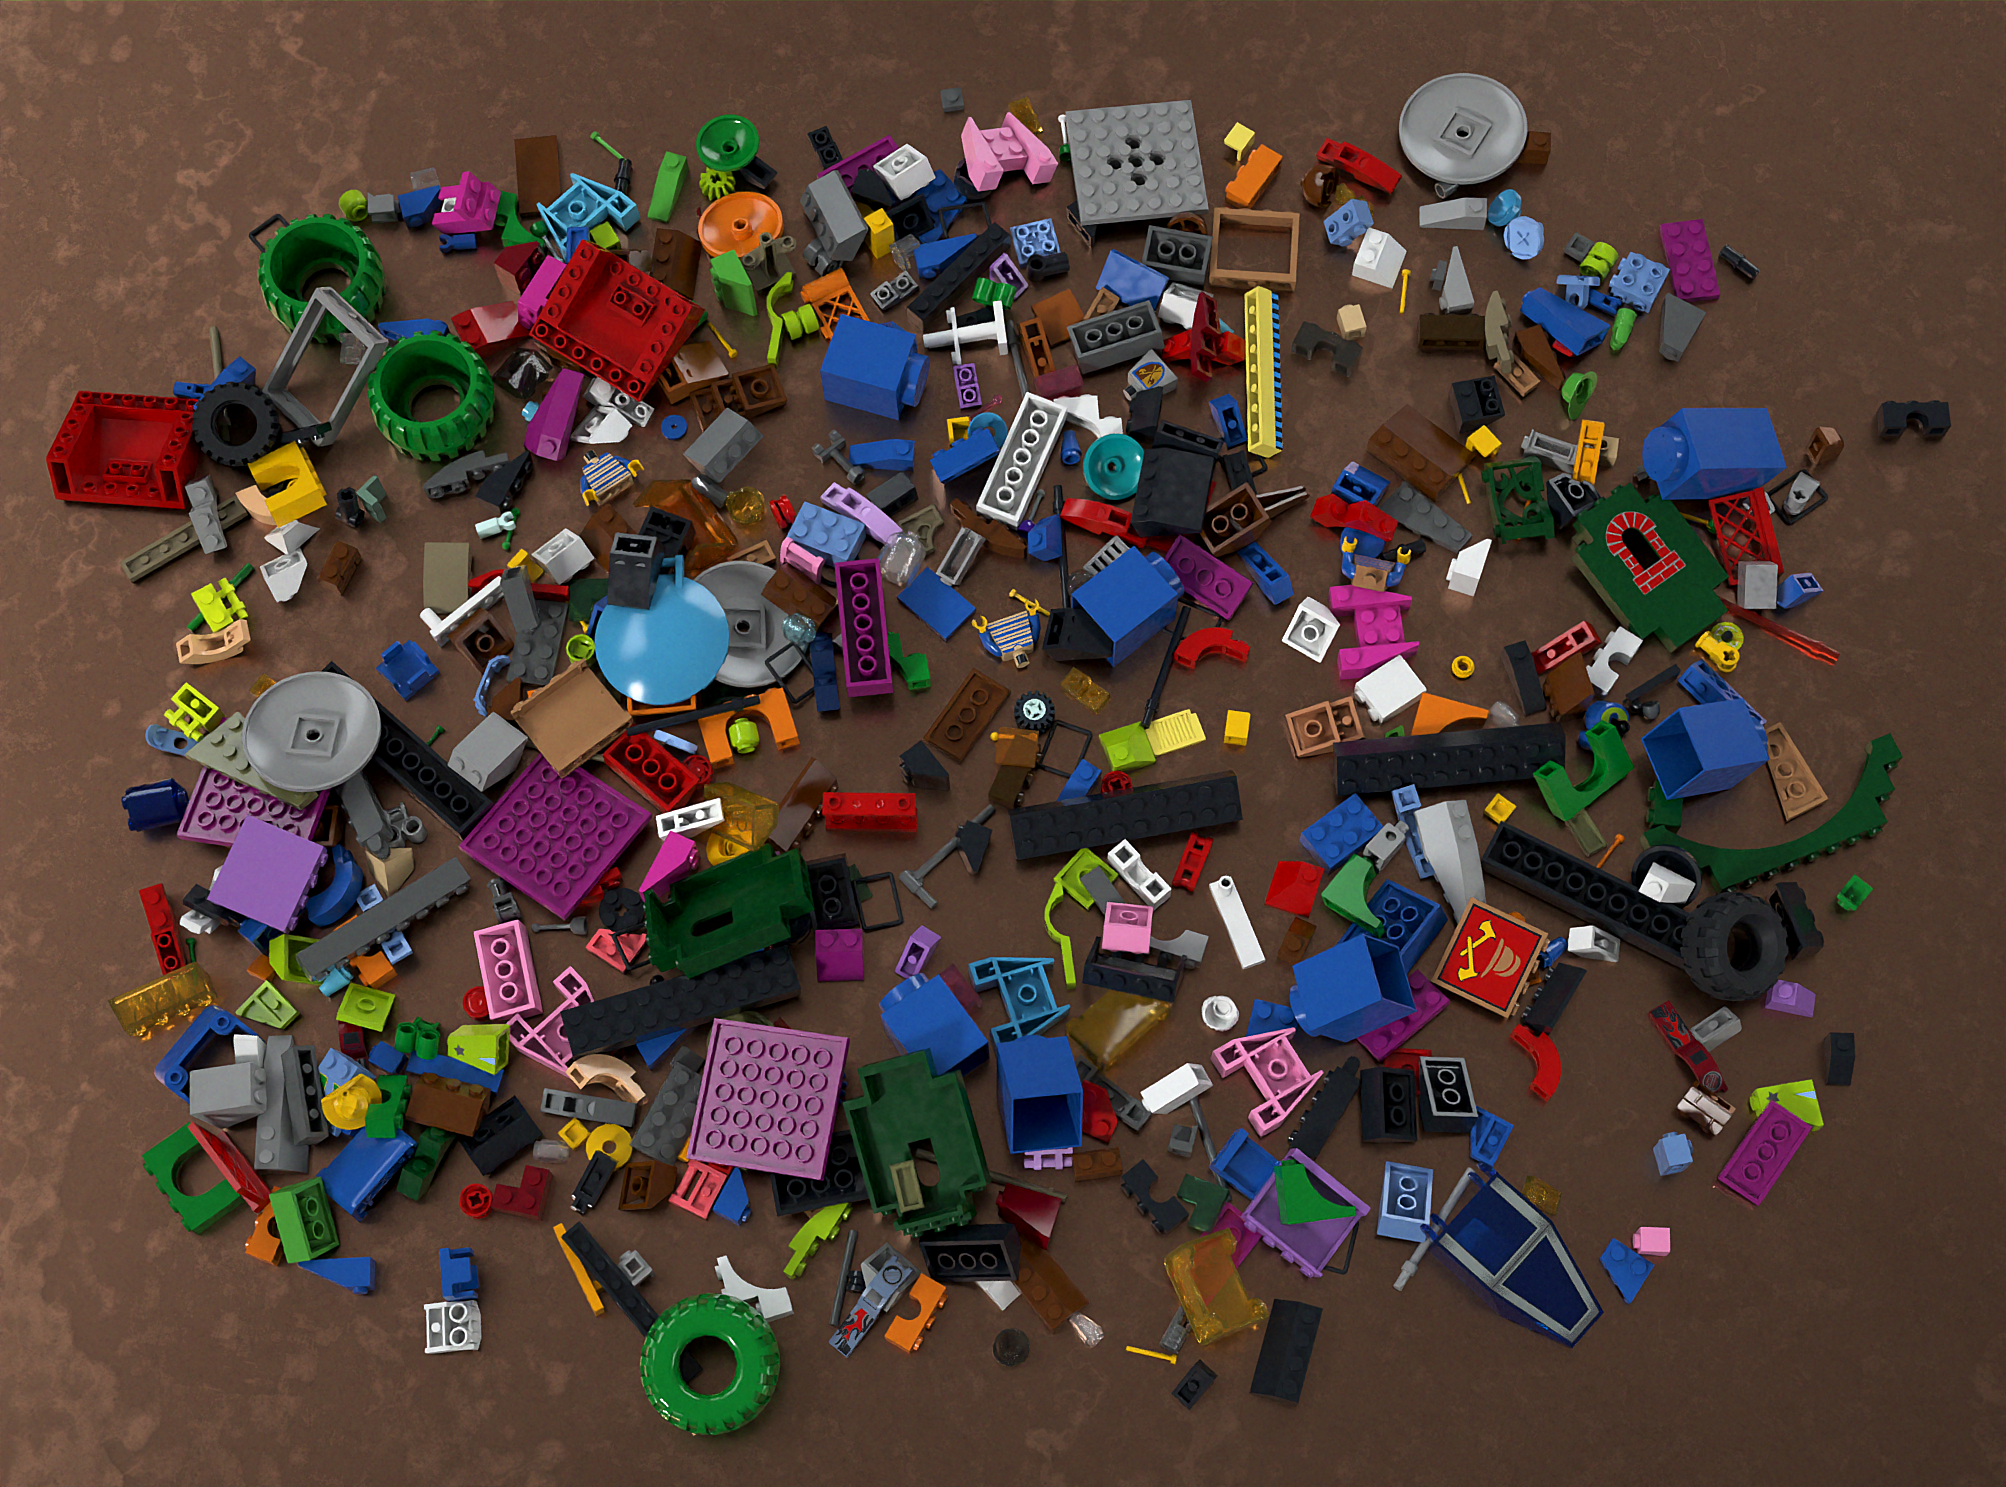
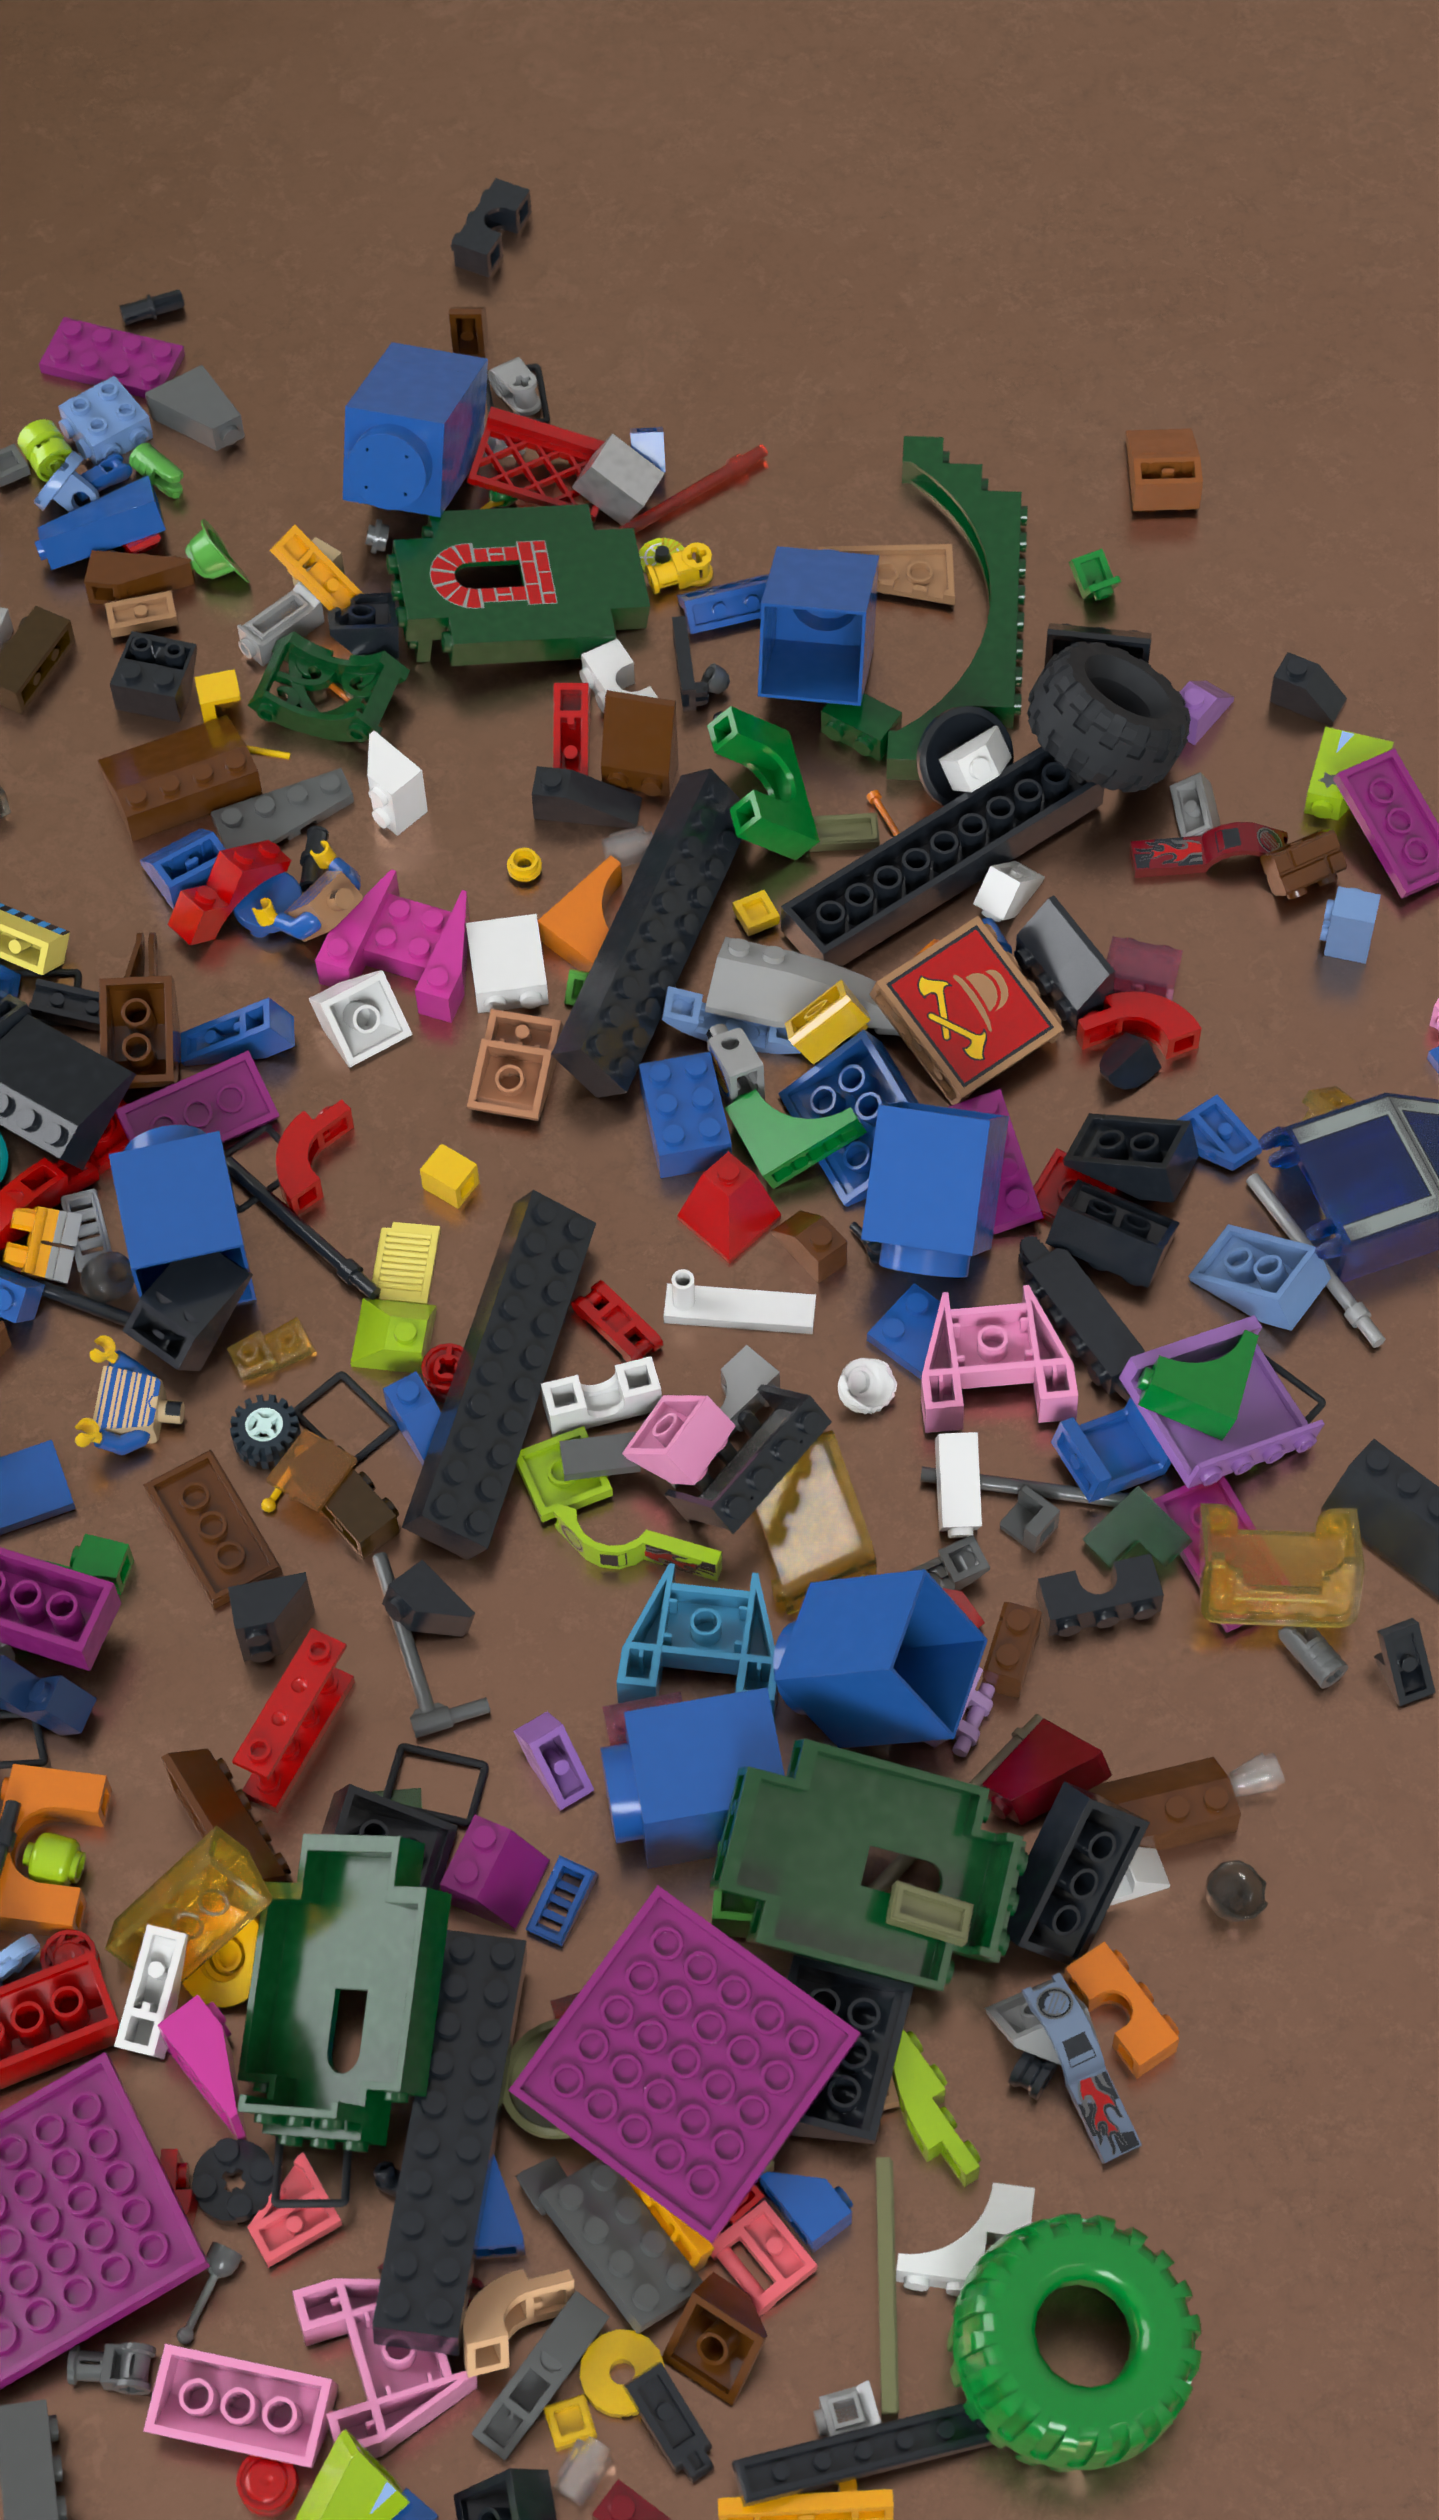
camera: 65 degrees left, 10 degrees down
(708, 1258) = (887, 2290): none -> olive tile
(843, 1278) = (1012, 2097): dark grey bar -> none
(863, 1002) = (555, 1880): none -> blue slope
(1013, 593) = (60, 1380): yellow piece -> none
(1084, 544) = (47, 1226): none -> light orange hips
(1150, 1353) = (1350, 1680): yellow piece -> none
(1435, 882) = (827, 1022): none -> yellow slope
(1497, 332) = (85, 609): dark tan slope -> none
(1509, 1065) = (1129, 1062): none -> black brick
(1579, 1045) = (1144, 967): none -> clear pink brick
(1601, 711) = (695, 739): blue animal -> none
(1963, 898) = (1164, 469): none -> dark orange slope

